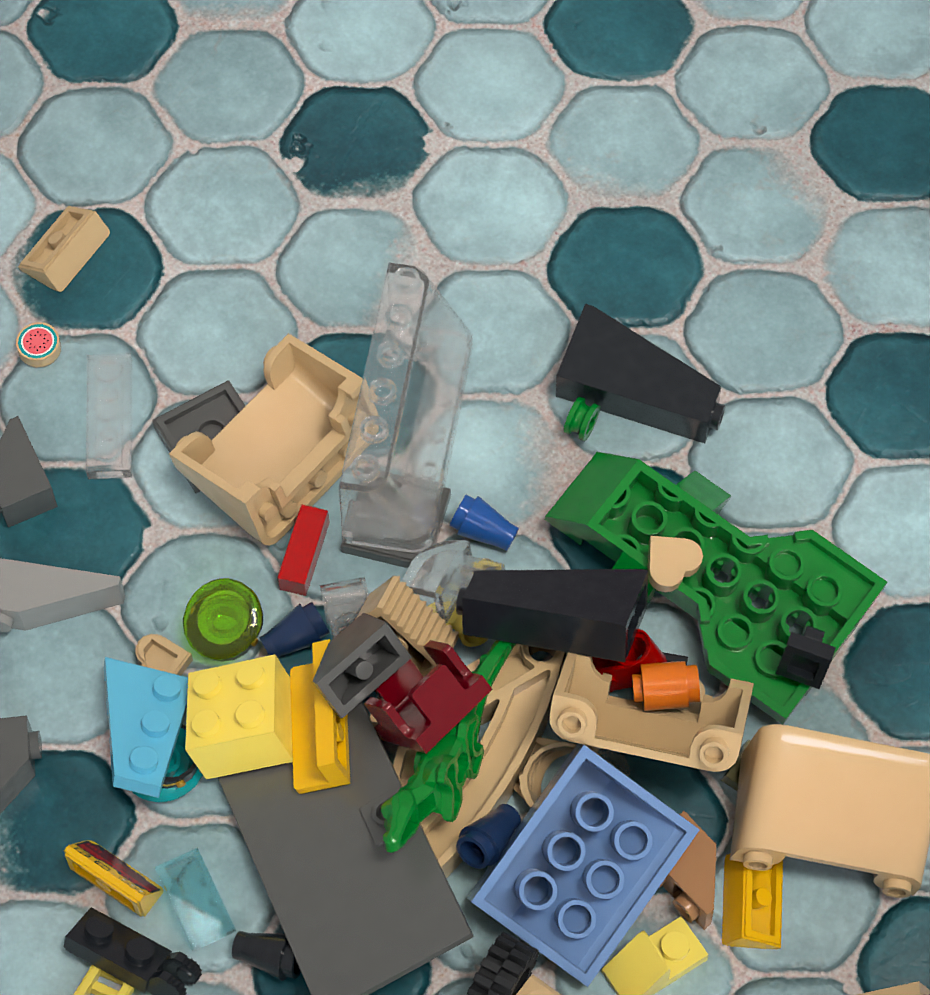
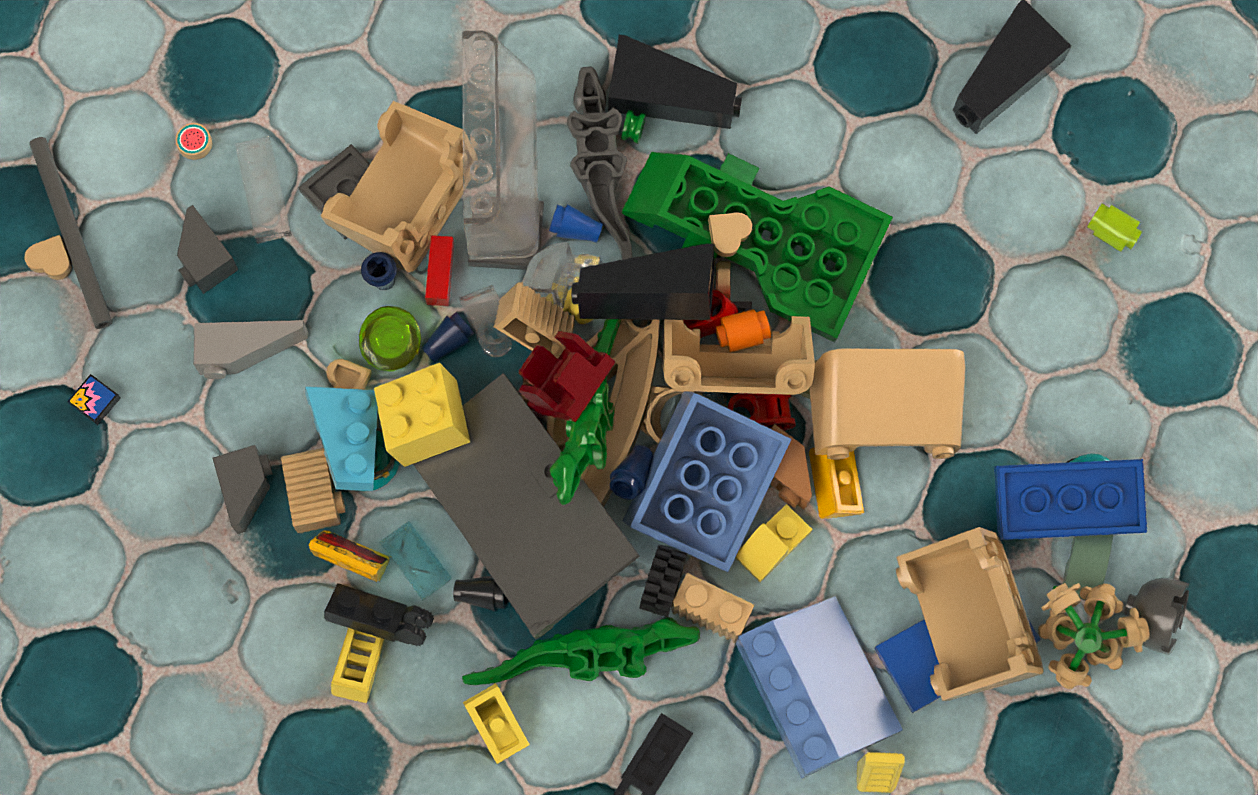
camera: 15 degrees left, 10 degrees up
(65, 247) = (196, 57): tan slope -> none
(83, 788) = (311, 491): none -> tan brick
(227, 535) = (378, 264): none -> dark blue cone
(318, 734) = (484, 407): yellow panel -> none
(358, 663) = (507, 358): dark grey slope -> none
(528, 450) = (597, 159): none -> dark grey animal
(657, 621) = (723, 278): none -> tan tile
(676, 788) = (766, 409): none -> red piece
(806, 658) = (845, 289): black tile -> none

